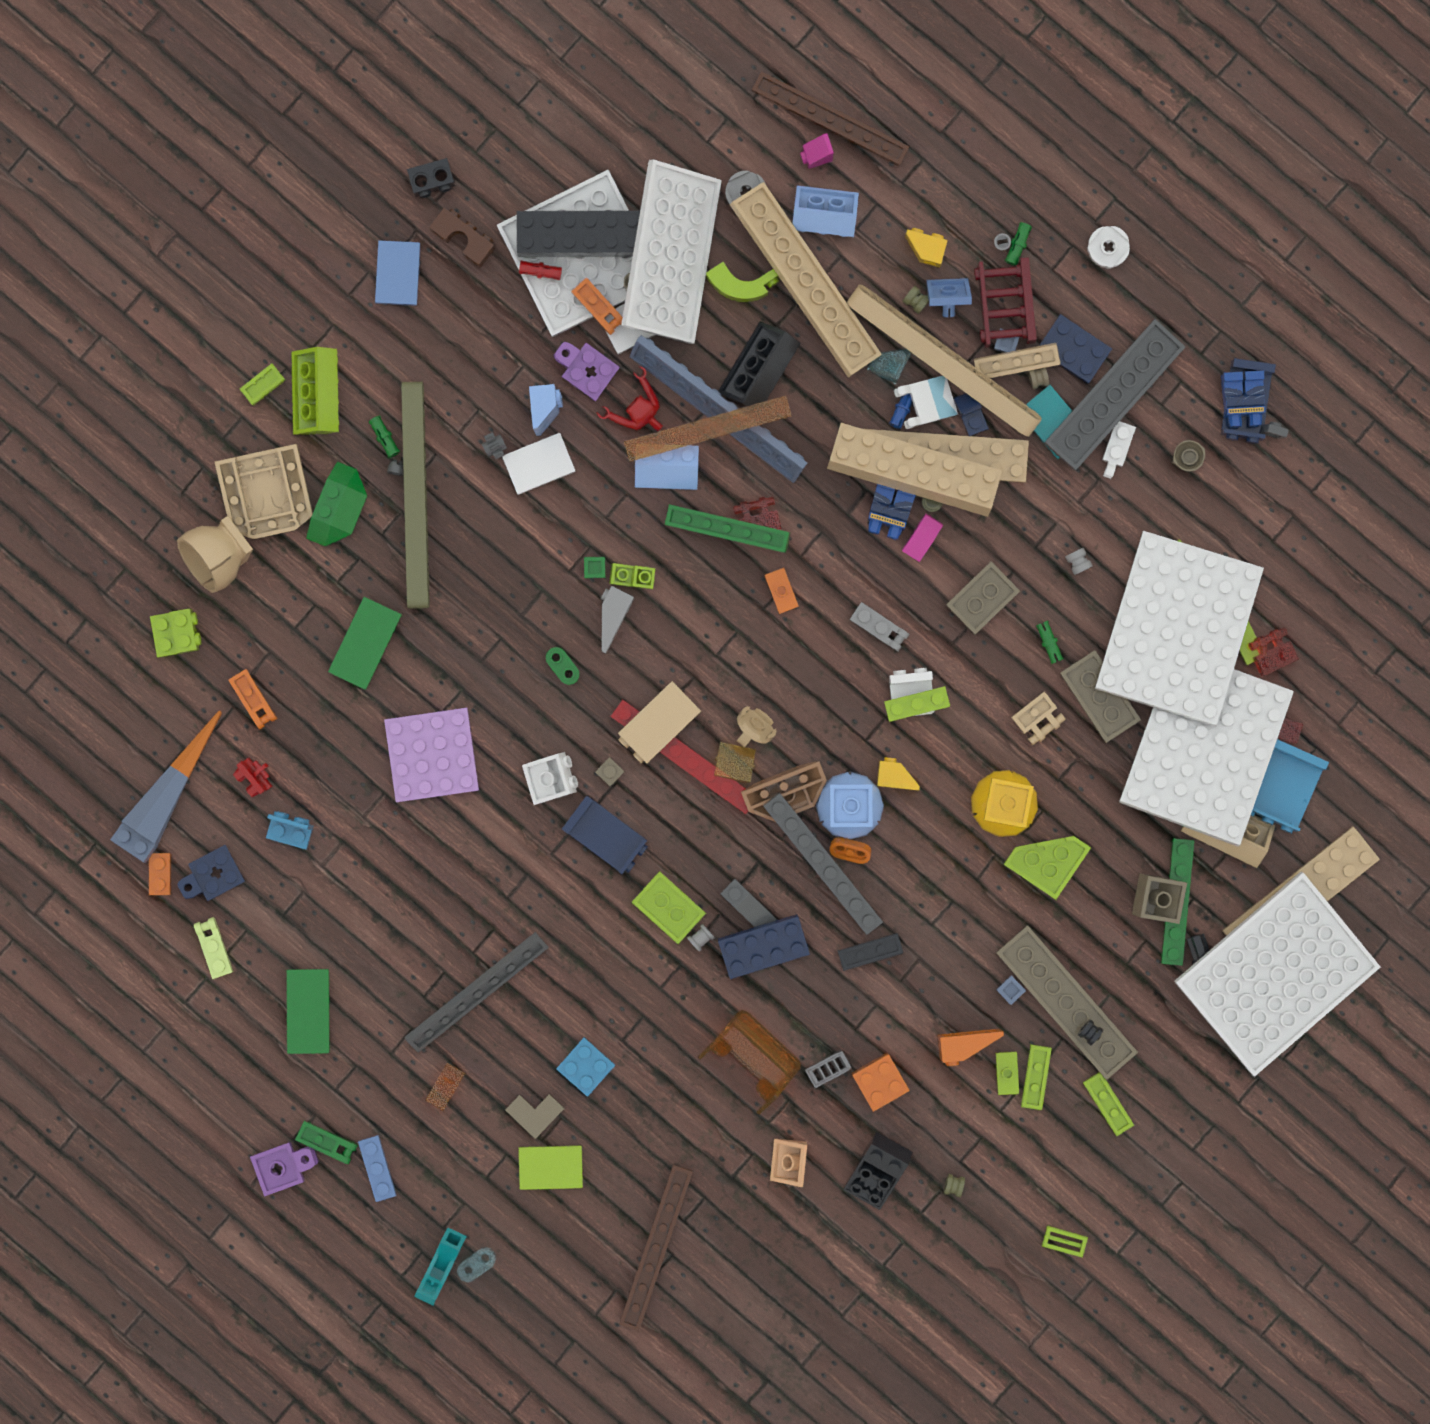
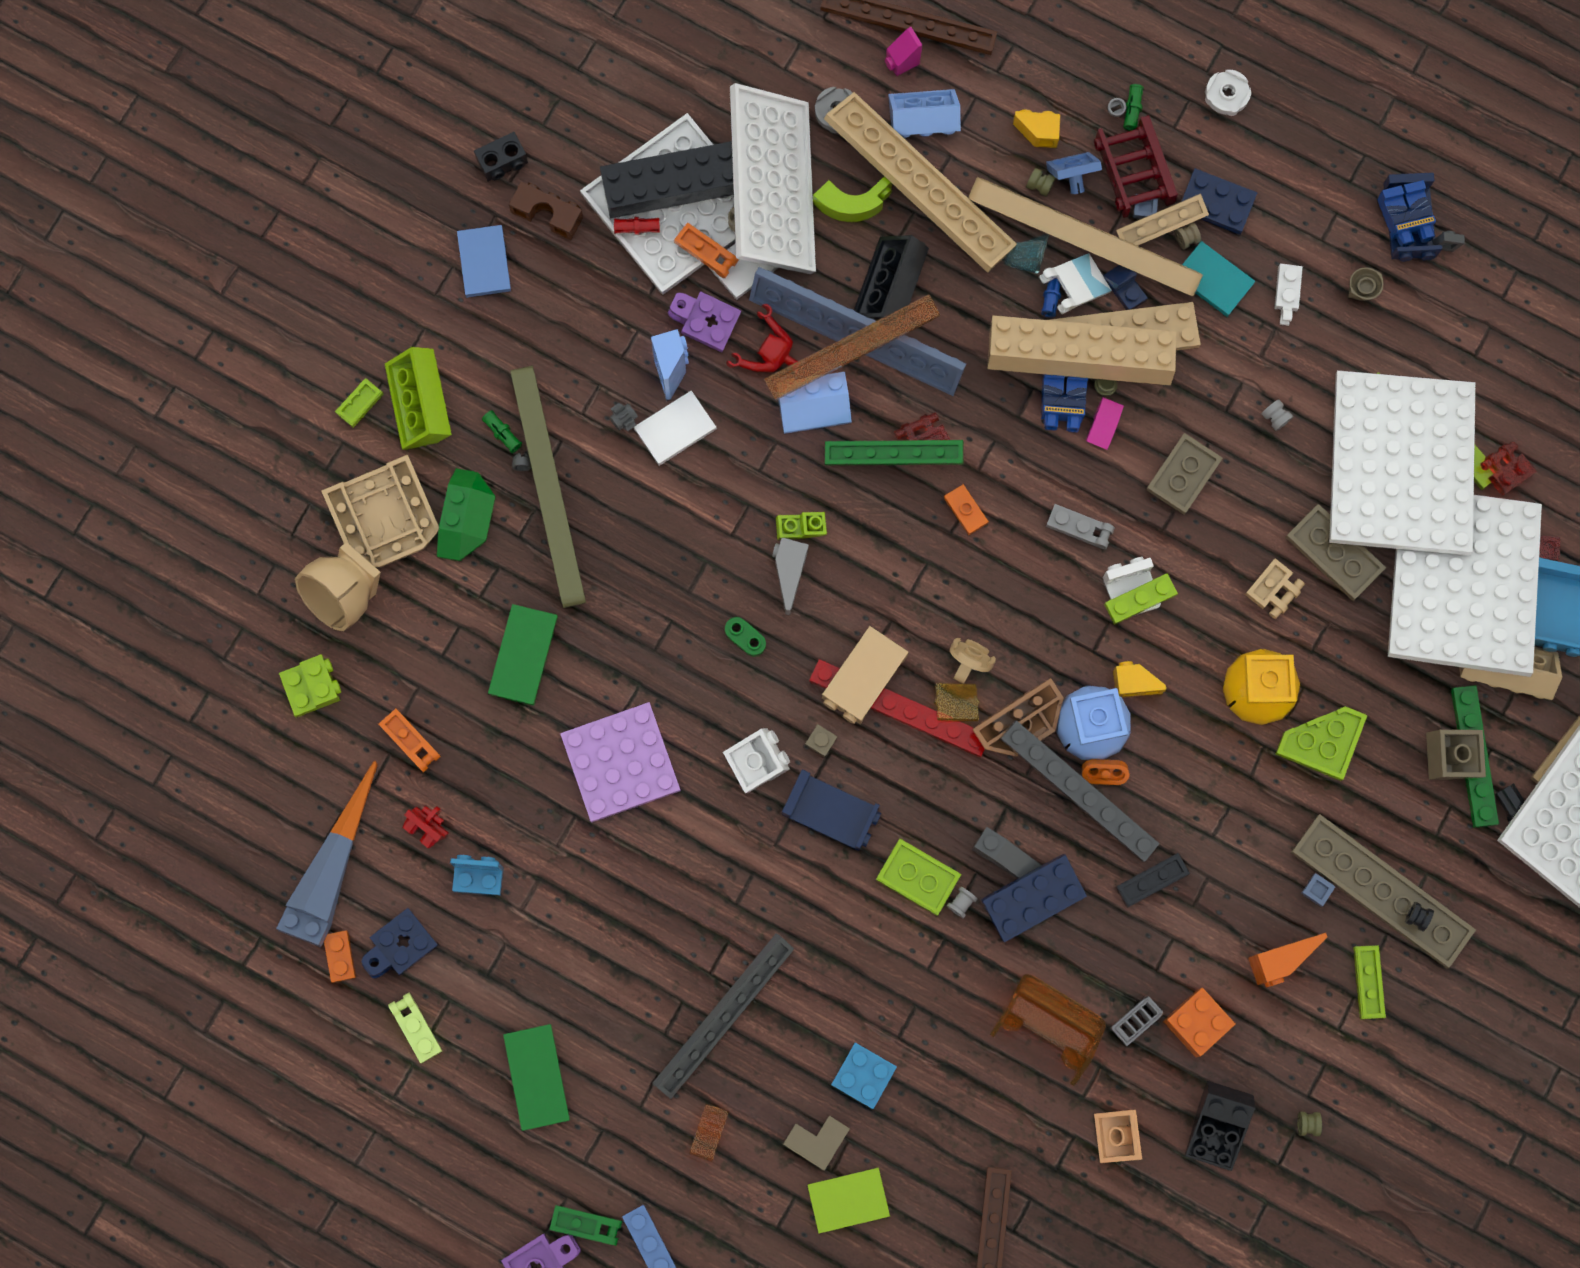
camera: 20 degrees left, 10 degrees down
(594, 567) = (758, 524): green plate -> none
(1007, 1073) = (1336, 984): lime plate -> none
(1049, 642) = (1267, 506): green pin -> none
(1067, 1233) = (1427, 1161): lime tile -> none
(1108, 1103) = (1456, 995): lime tile -> none
(1114, 394) = (1272, 237): dark grey plate -> none

